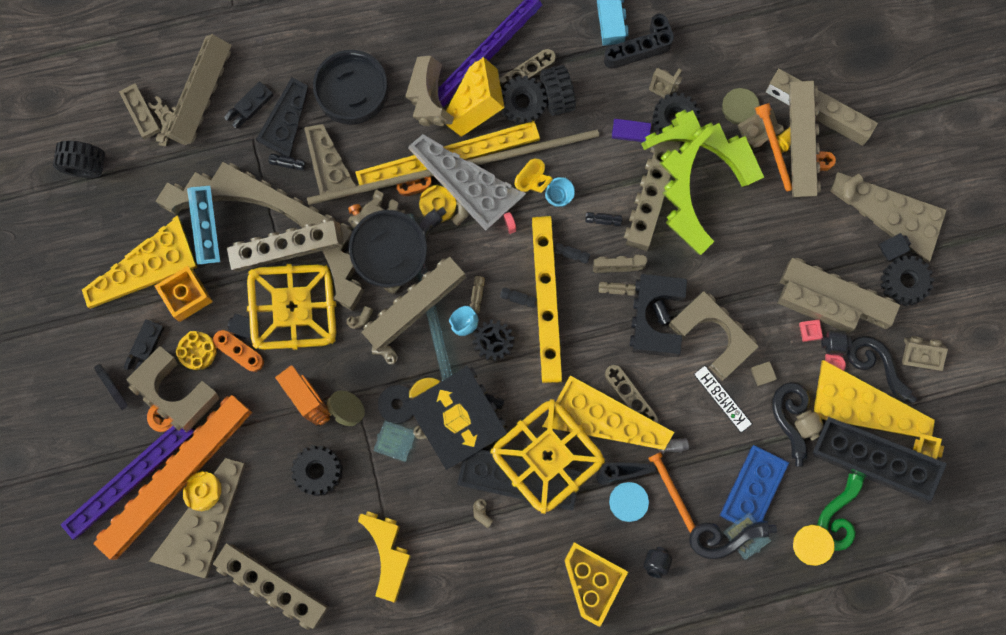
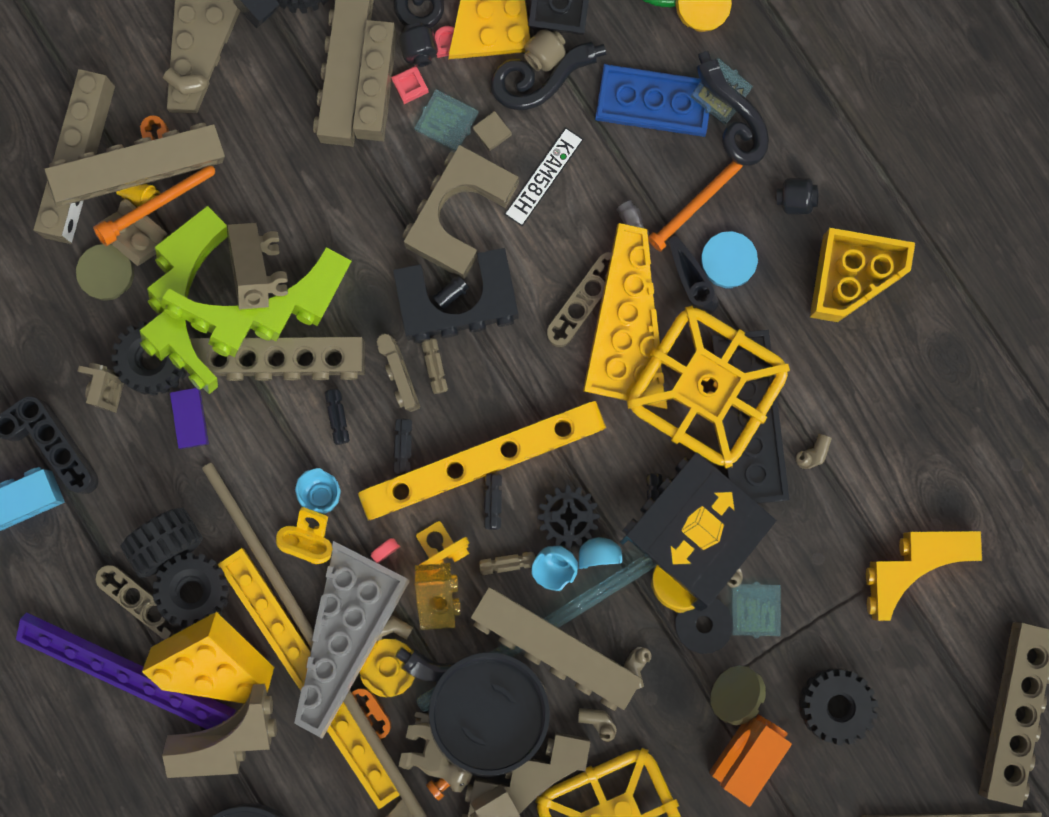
camera: 110 degrees left, 5 degrees up
(463, 351) = (599, 552): none -> medium azure hair
(470, 242) = (435, 596): none -> clear yellow brick
(496, 263) = (451, 550): none -> yellow bracket
(717, 188) = (248, 265): none -> dark tan brick
(779, 347) = (446, 120): none -> clear light blue piece

